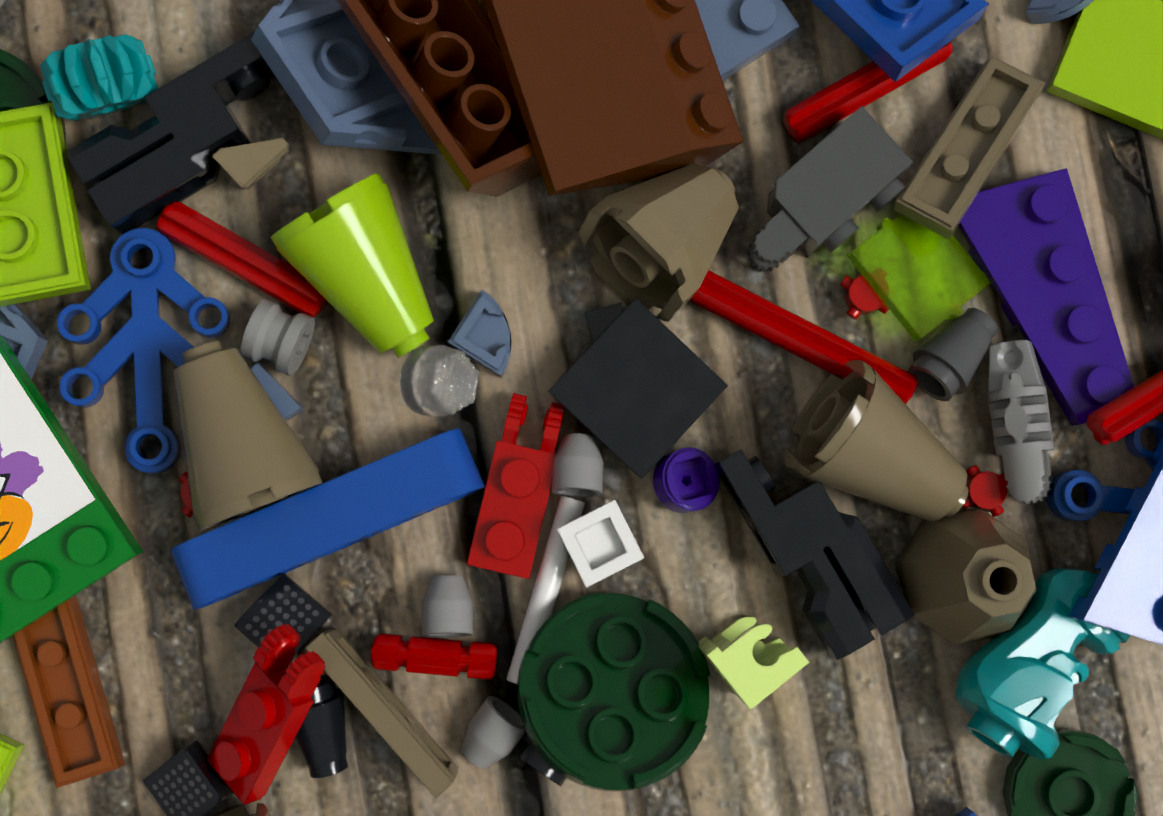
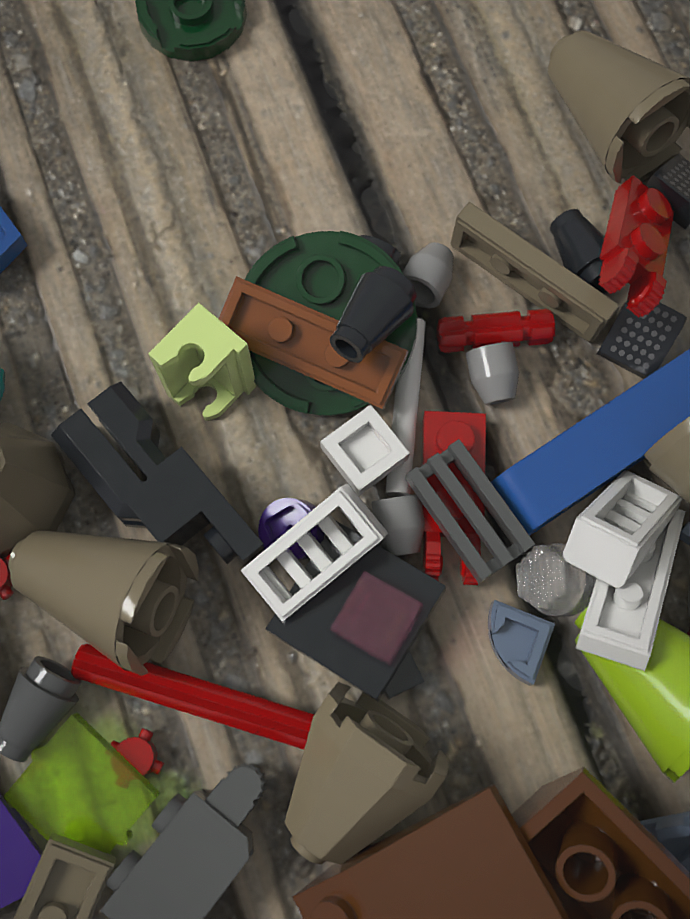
camera: 170 degrees right, 10 degrees down
(368, 362) = (625, 619): none -> white tile
(390, 389) = (616, 535): none -> white slope
(488, 409) = (490, 498): none -> dark grey tile
(569, 673) = (374, 312): none -> black cone
(622, 370) = (377, 618): none -> clear pink tile
(622, 474) = (272, 588): none -> white slope
(636, 667) = (301, 342): none -> dark orange tile

